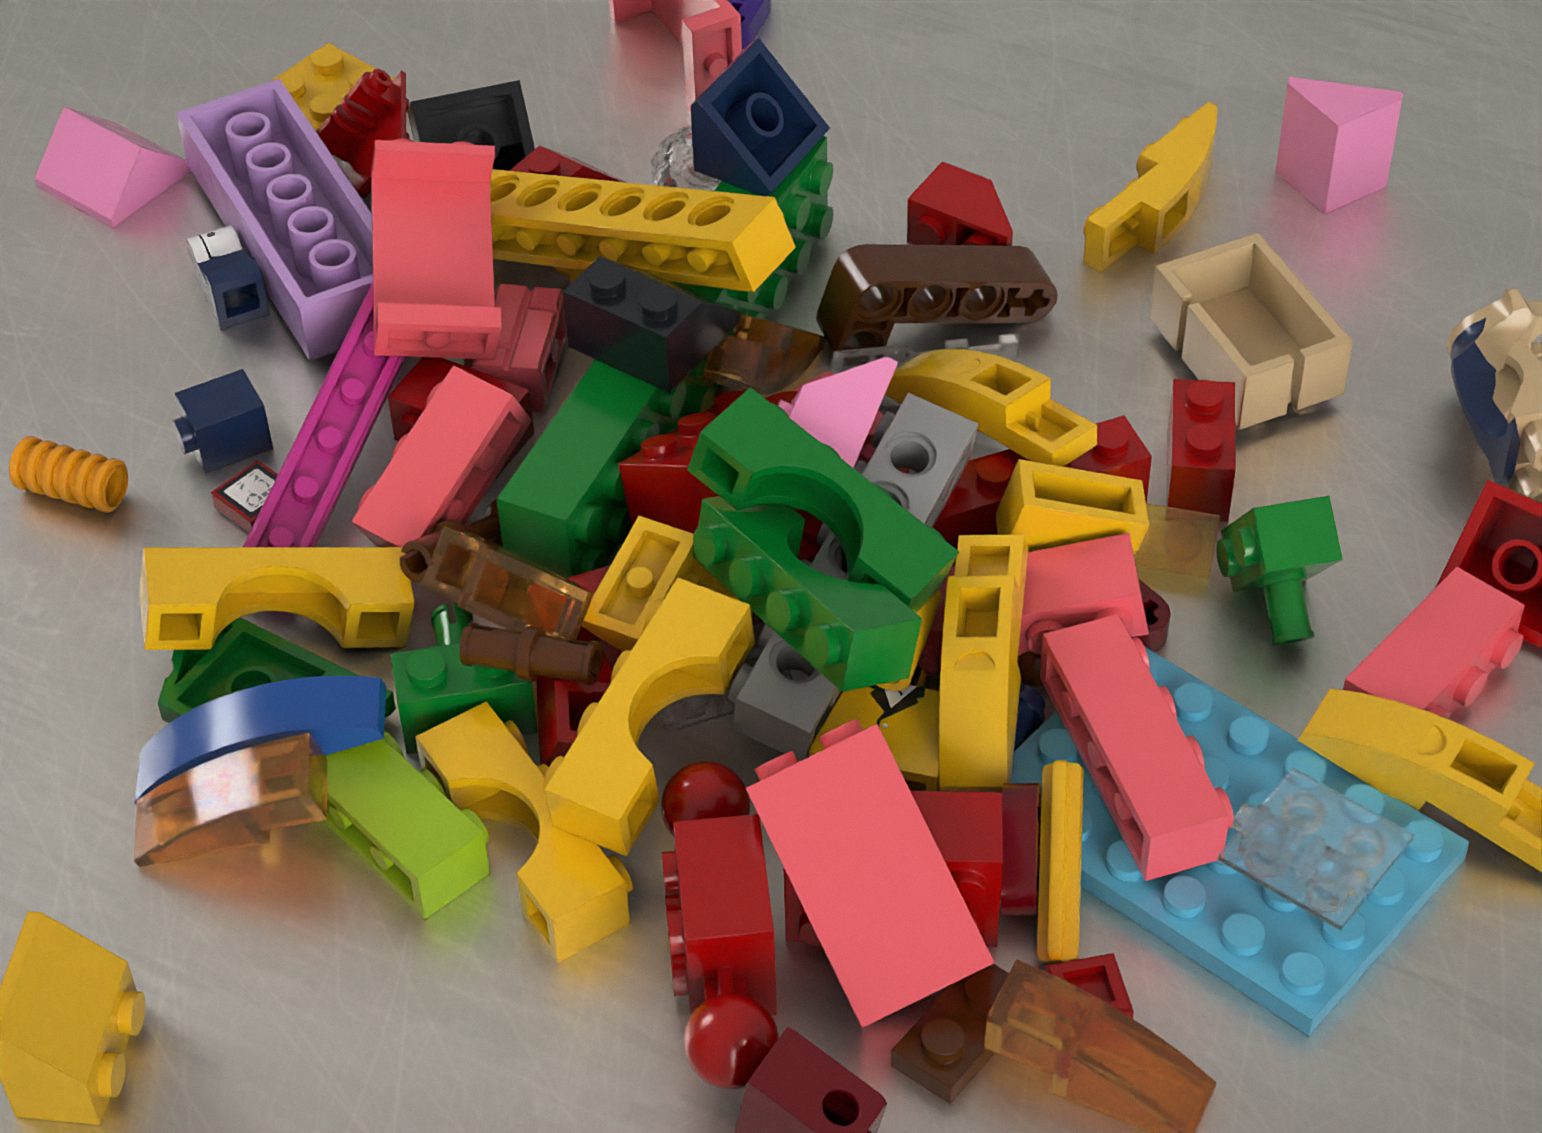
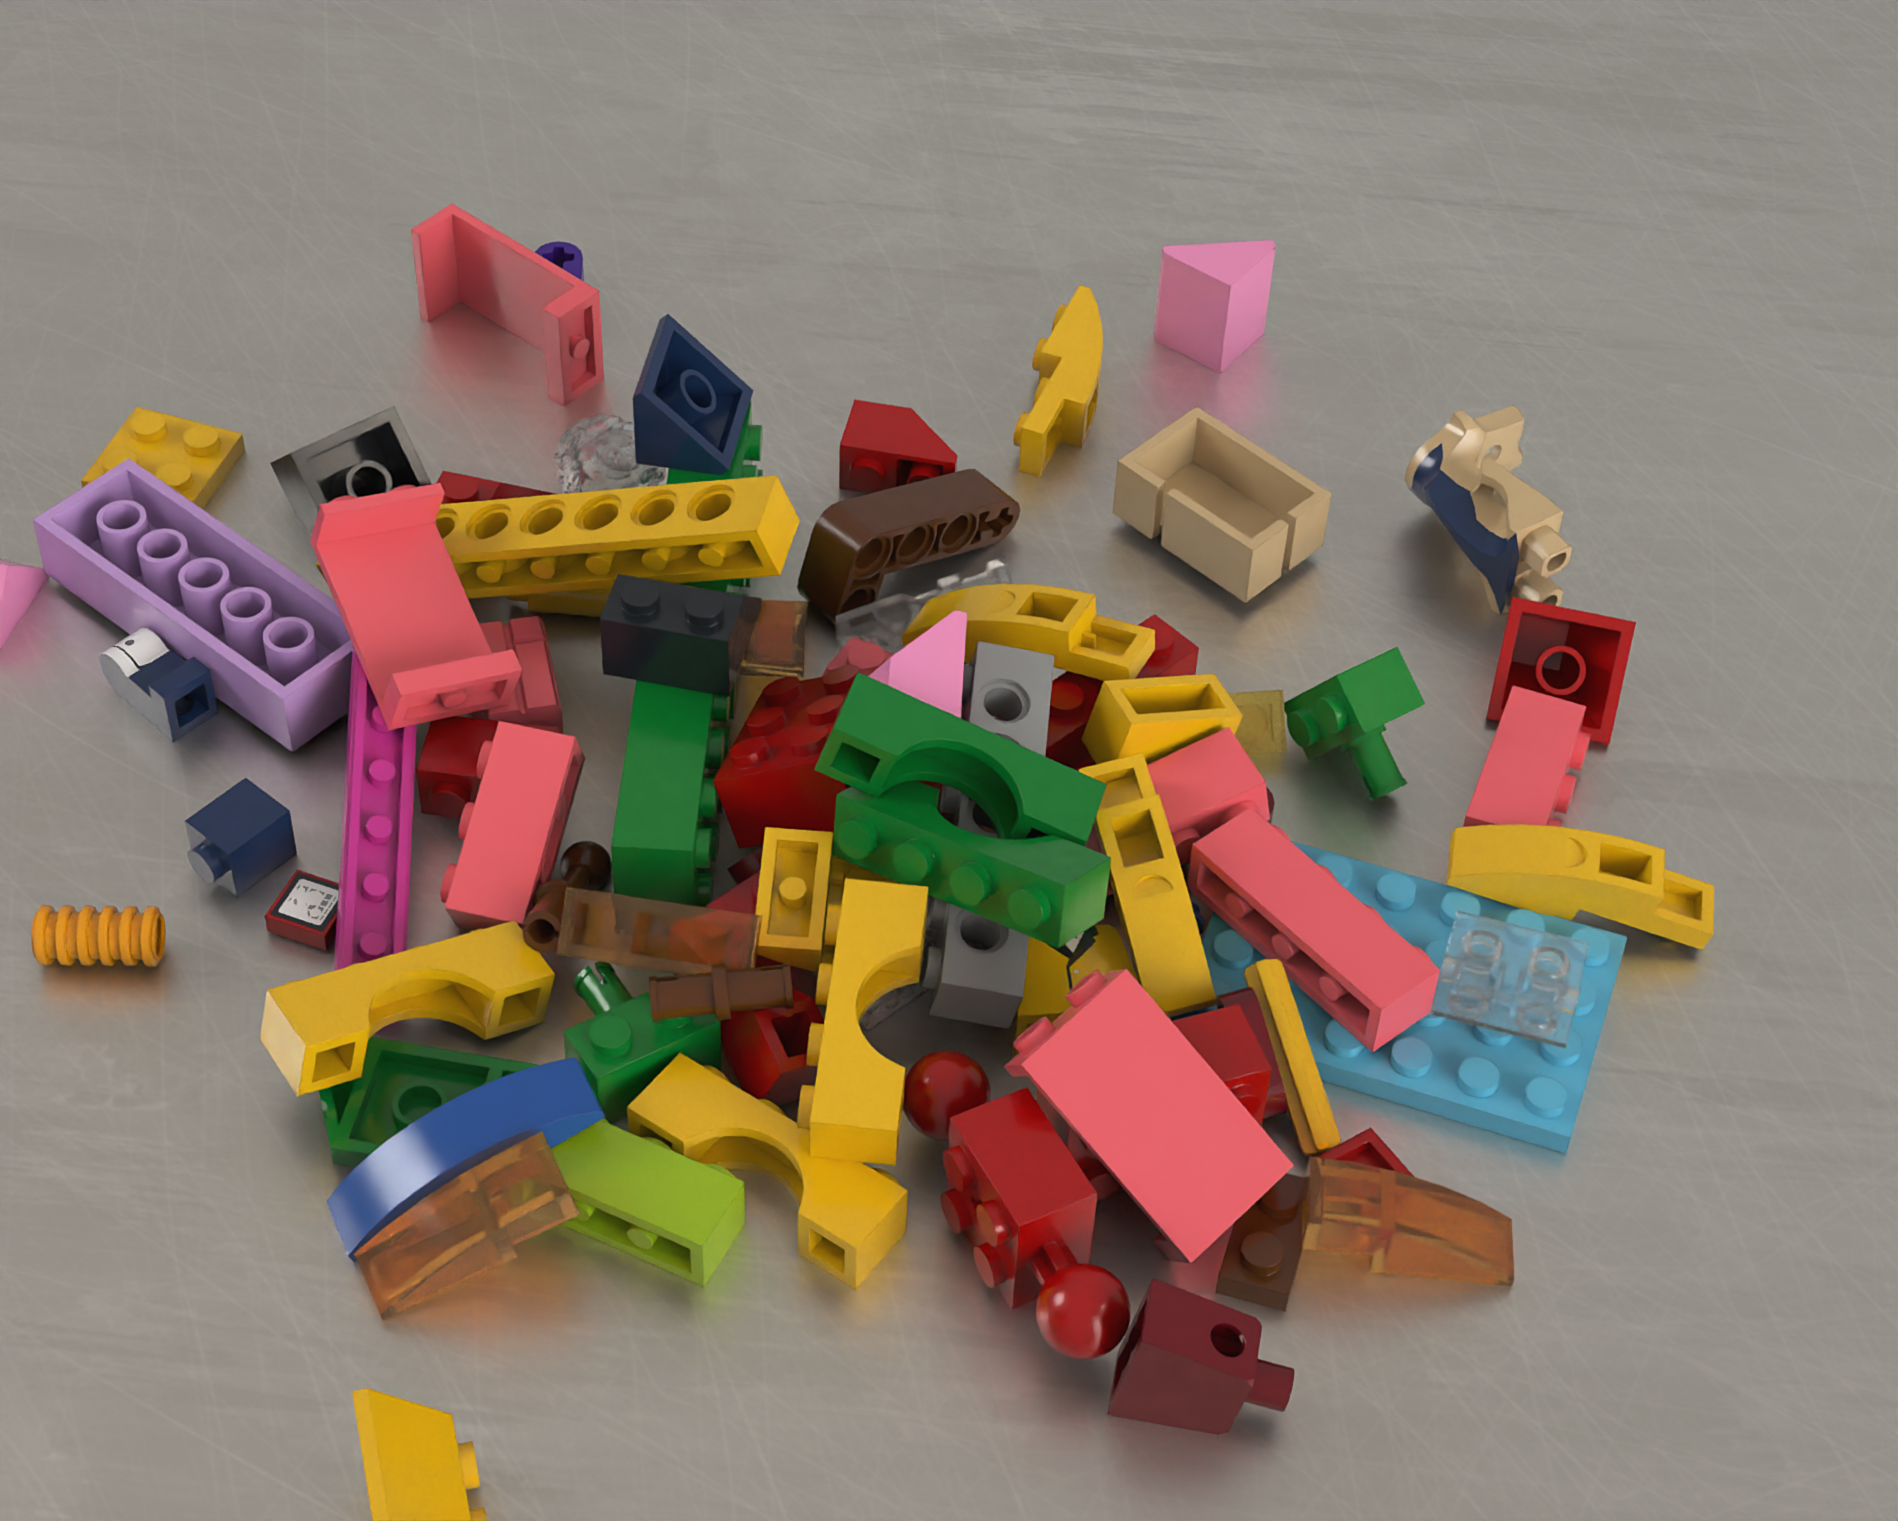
camera: 25 degrees left, 0 degrees up
(368, 113) = (251, 487): red hinge -> none
(1201, 446) = (1229, 625): red brick -> none

